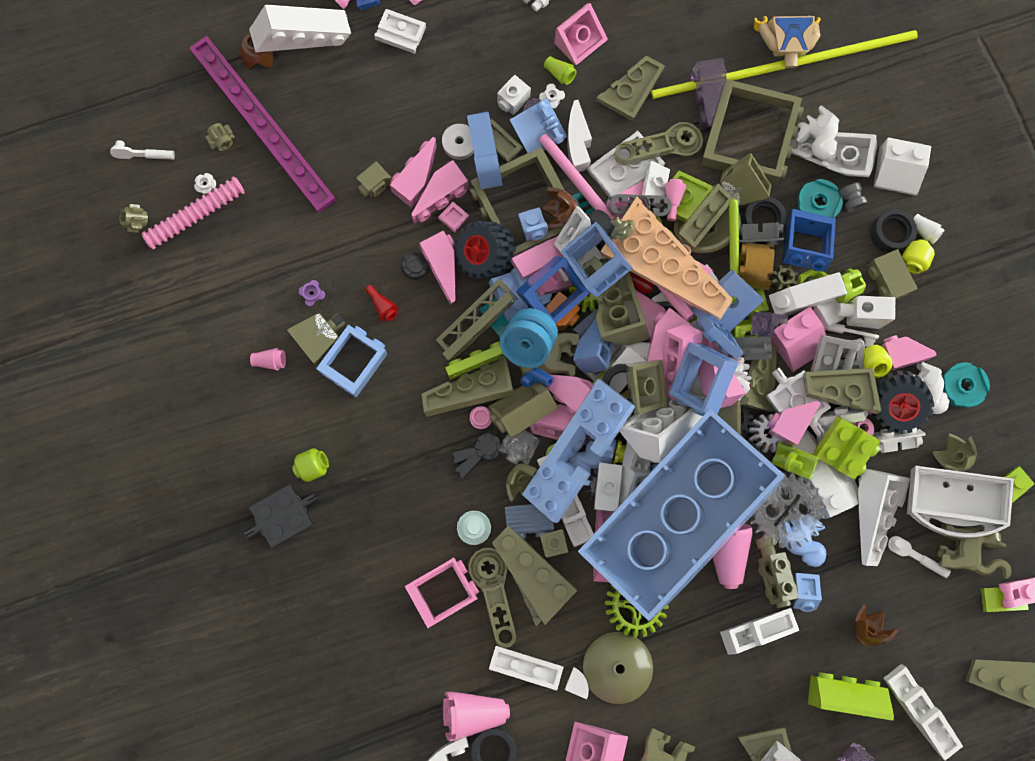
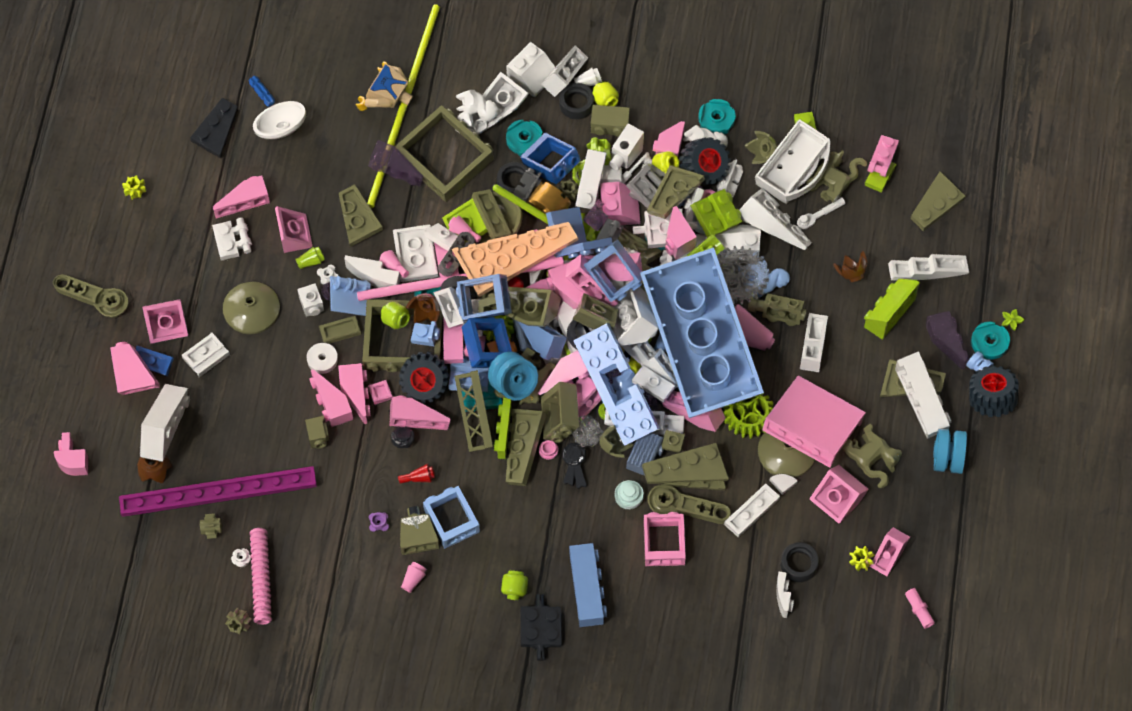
camera: 55 degrees left, 15 degrees down
(122, 152) = (173, 608): white piece -> none
(346, 539) = (586, 585): none -> medium blue brick
(472, 714) = (763, 563): bright pink cone -> none
(479, 56) = (251, 317): none -> olive dish
(484, 150) = (362, 341): medium blue beam -> none
(535, 183) = (395, 315): none -> lime head
(535, 376) = (542, 390): blue arm -> none
(599, 148) = (391, 262): none -> bright pink cone
(621, 229) = (471, 268): olive plant -> none
(662, 144) = (415, 217): olive beam -> none
(662, 684) = (813, 421): none -> bright pink panel
(746, 181) = (480, 175): olive torso -> none
(808, 591) = (806, 294): light blue bracket -> none
(853, 196) = (535, 113): dark grey wheel -> none
(920, 200) = (564, 71): none -> white slope

